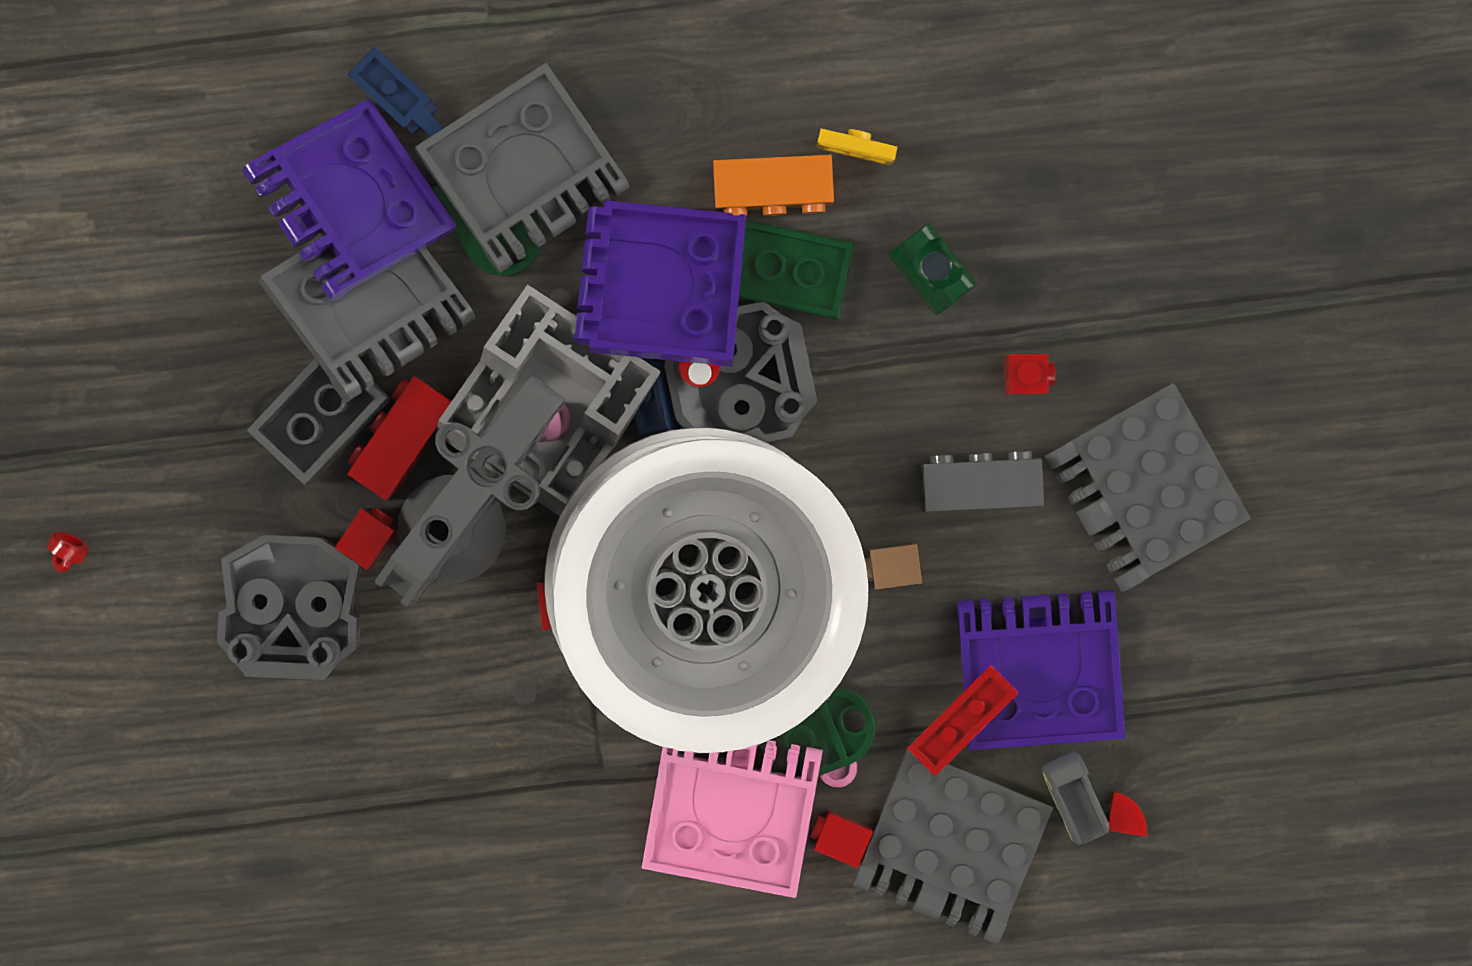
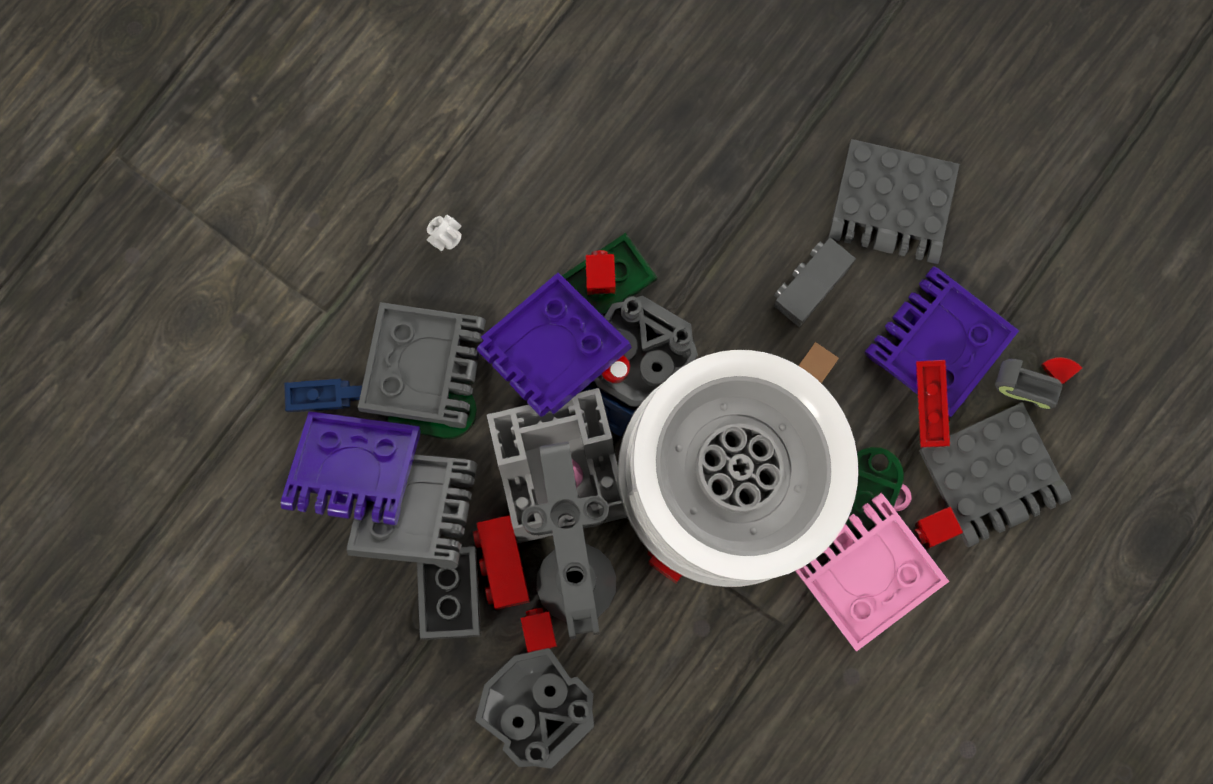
camera: 50 degrees left, 10 degrees down
(678, 58) = (444, 232): none -> white gear
(774, 184) = (556, 244): orange brick -> none
(784, 258) = (600, 273): none -> red brick
(856, 145) = (576, 185): yellow plate -> none
(932, 269) = (677, 204): dark green piece -> none
(1028, 374) = (778, 206): red brick -> none

